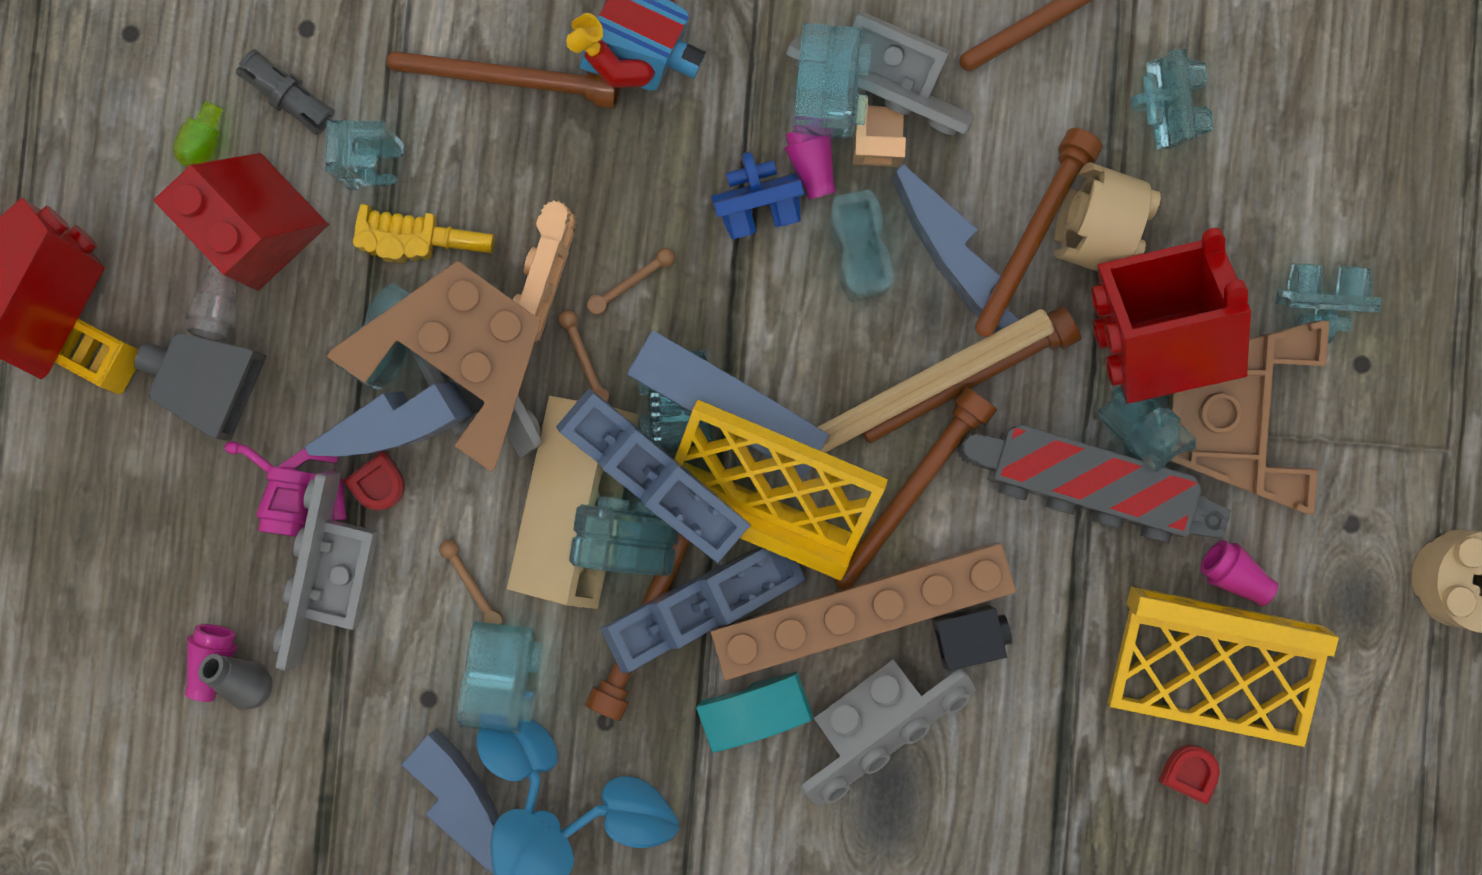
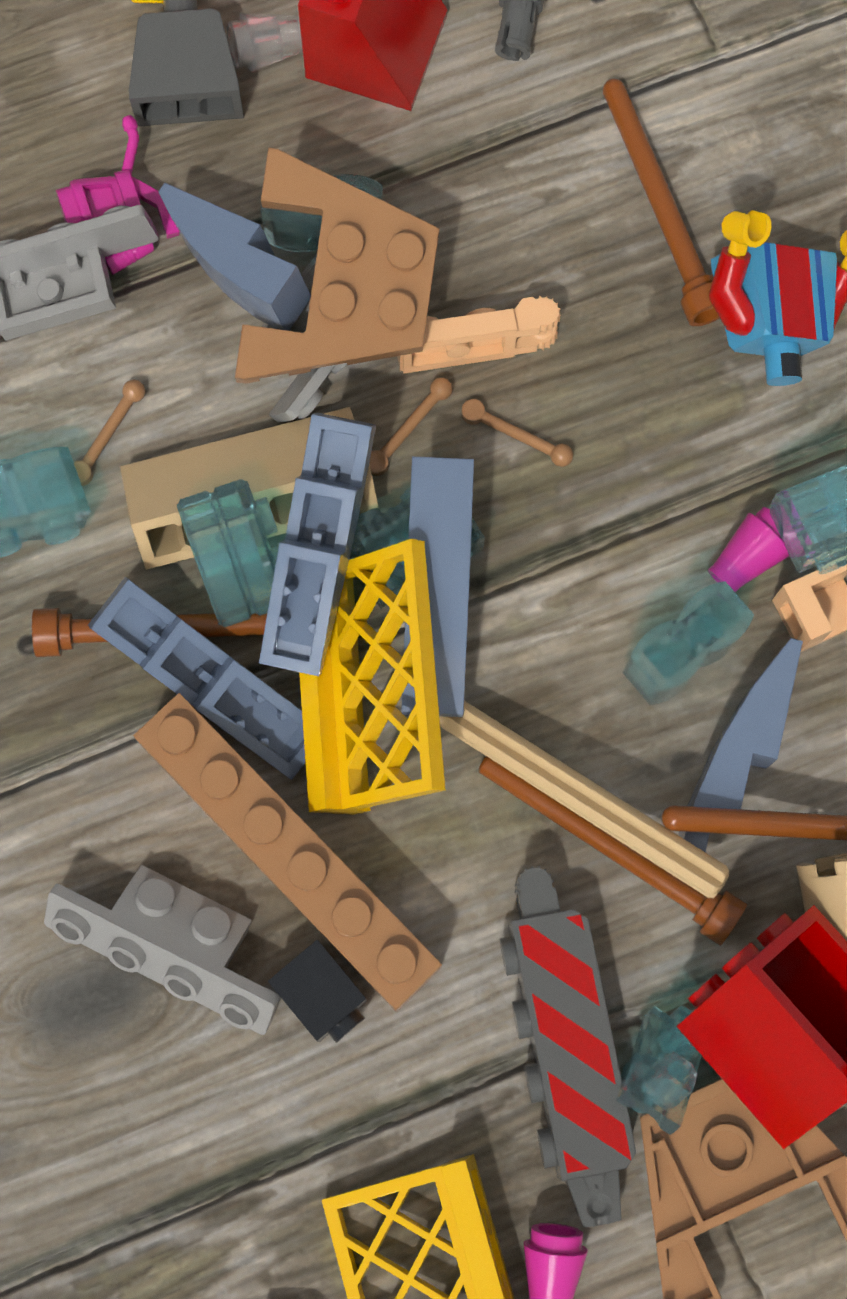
camera: 60 degrees right, 10 degrees down
(356, 148) = (499, 87): clear light blue hinge -> none
(377, 483) = (167, 286): red tile -> none
(404, 238) = (439, 191): yellow piece -> none
(754, 713) = (116, 795): teal slope -> none
(779, 193) = (656, 496): blue hips -> none
(968, 414) = (569, 860): dark orange piece -> none

